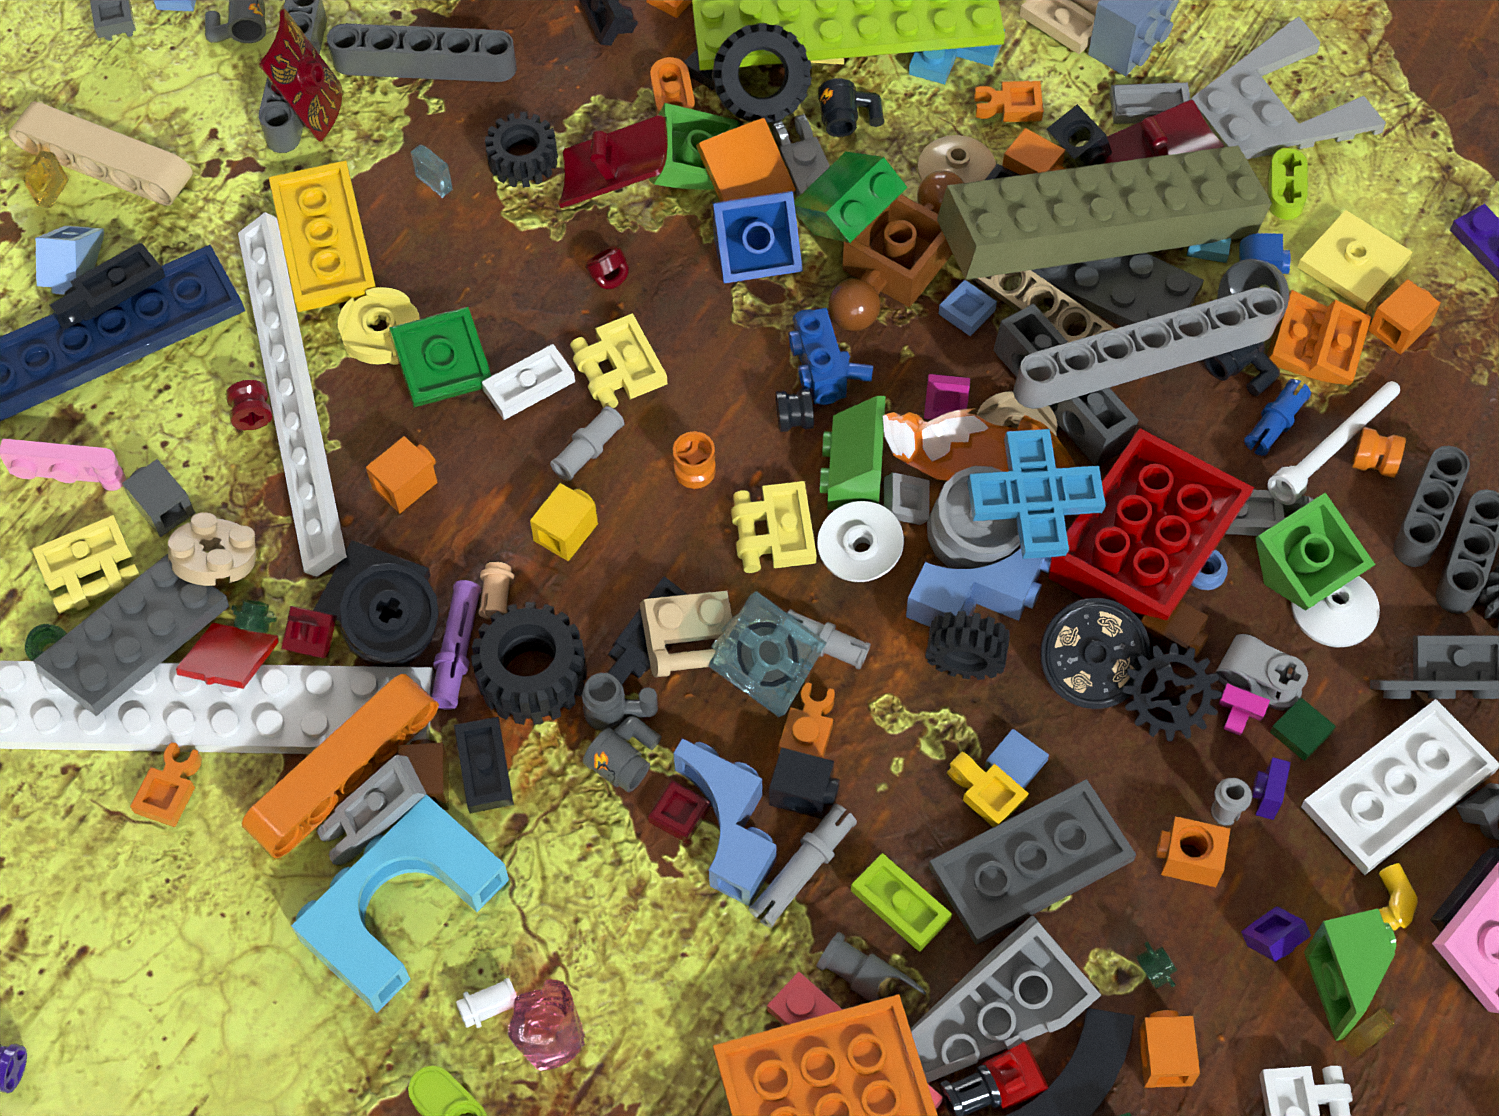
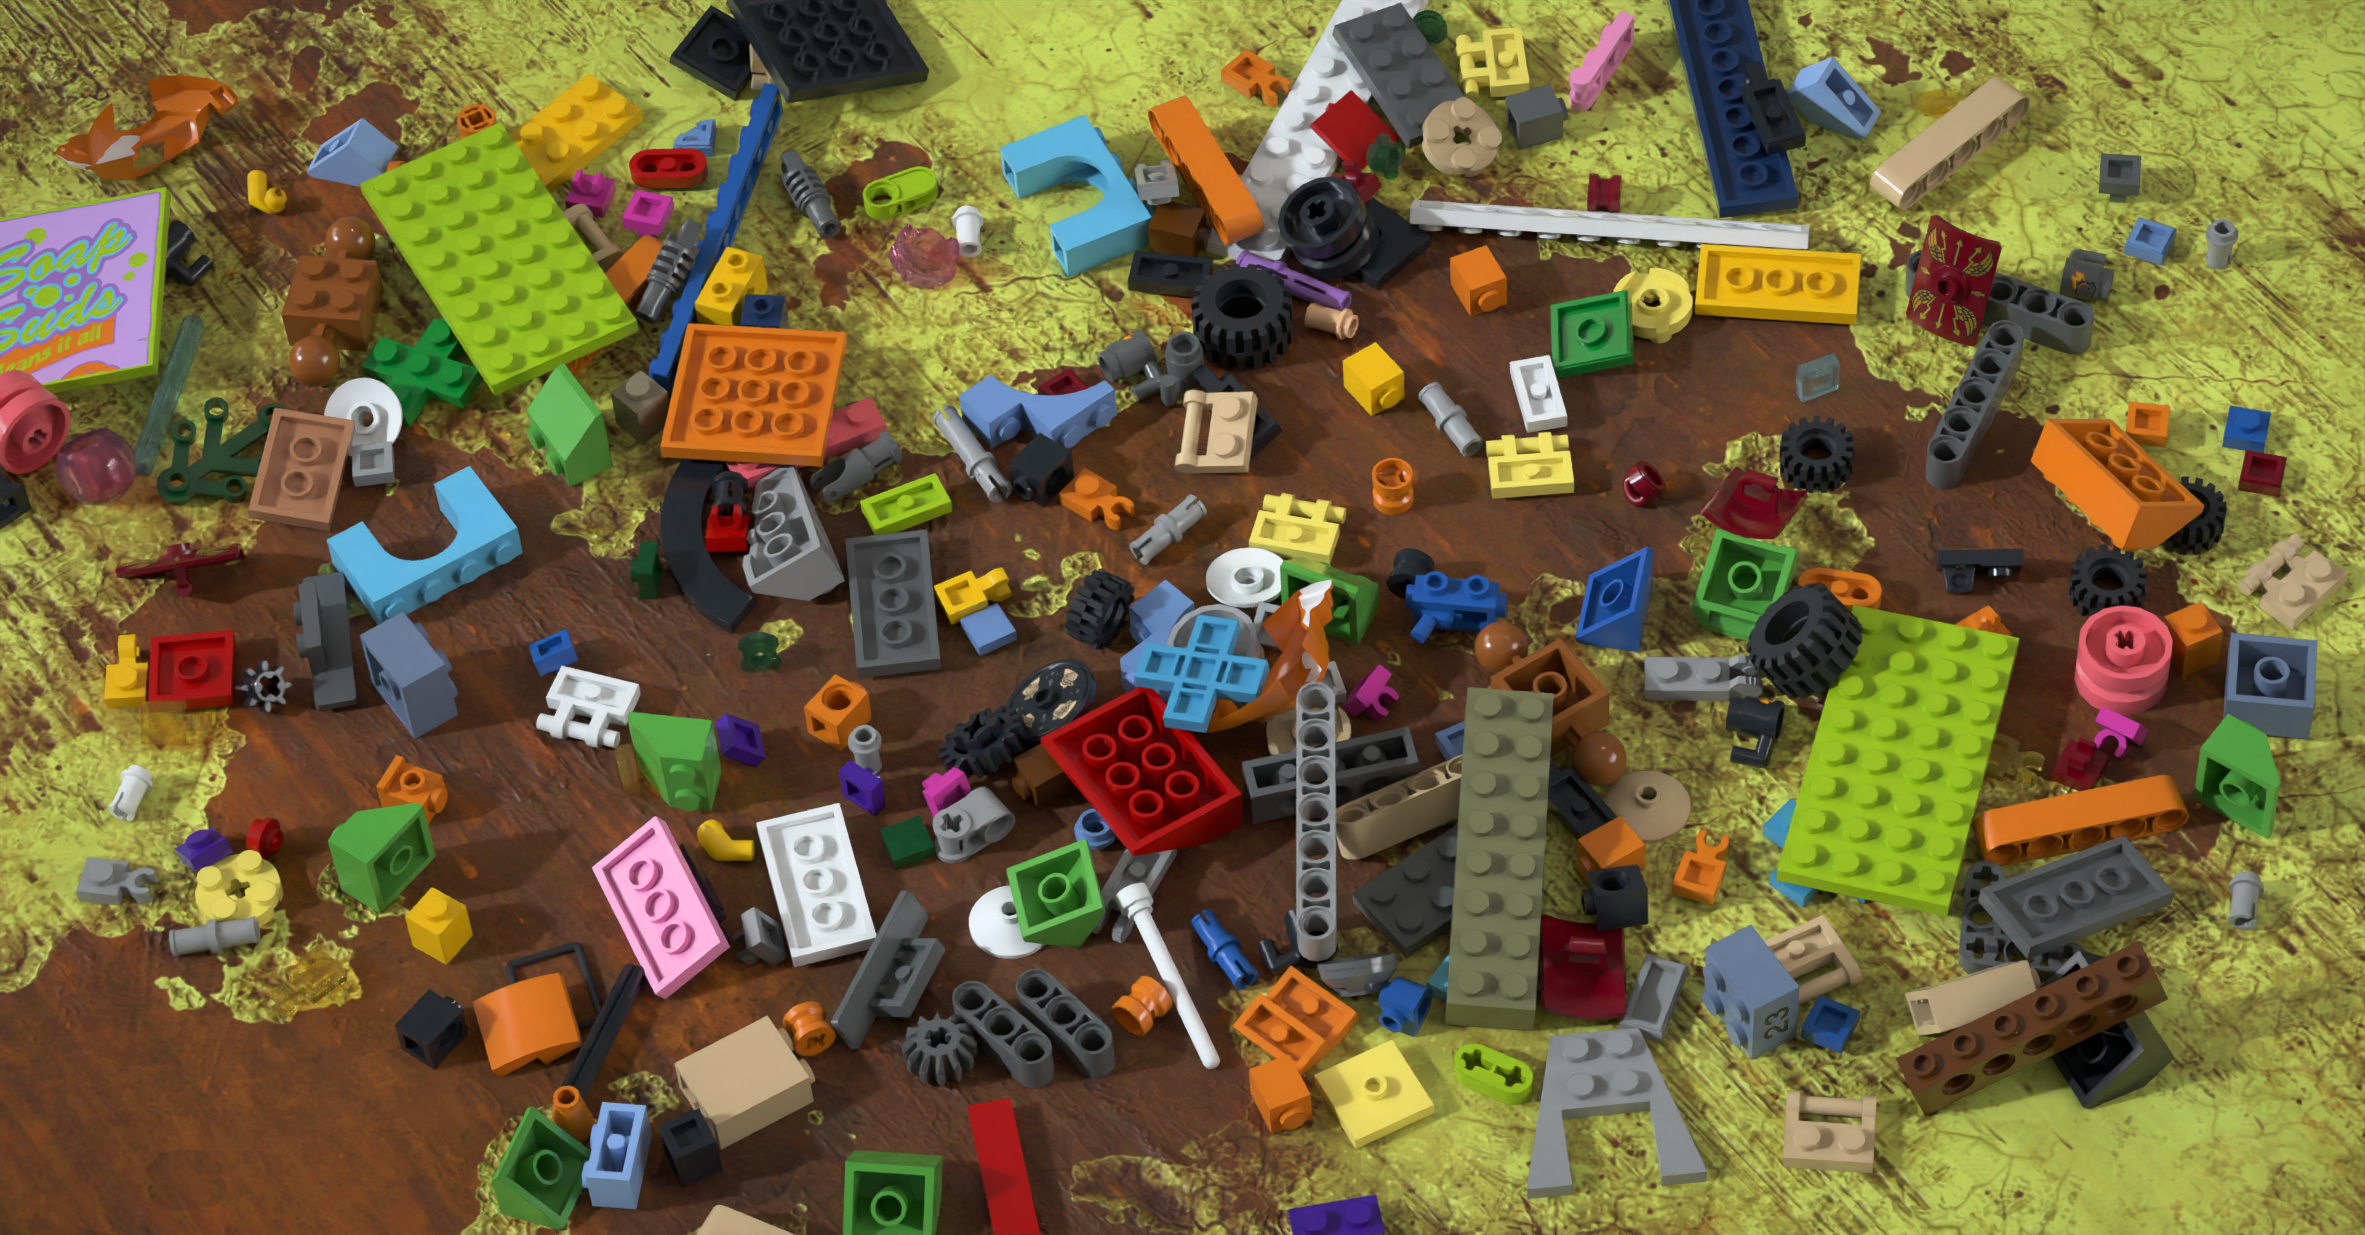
camera: 115 degrees right, 10 degrees down
(745, 162) = (1702, 608): orange slope -> none
(766, 657) = (1158, 460): clear light blue piece -> none
(848, 196) = (1612, 657): green brick -> none
(1168, 1050) = (689, 632): orange brick -> none

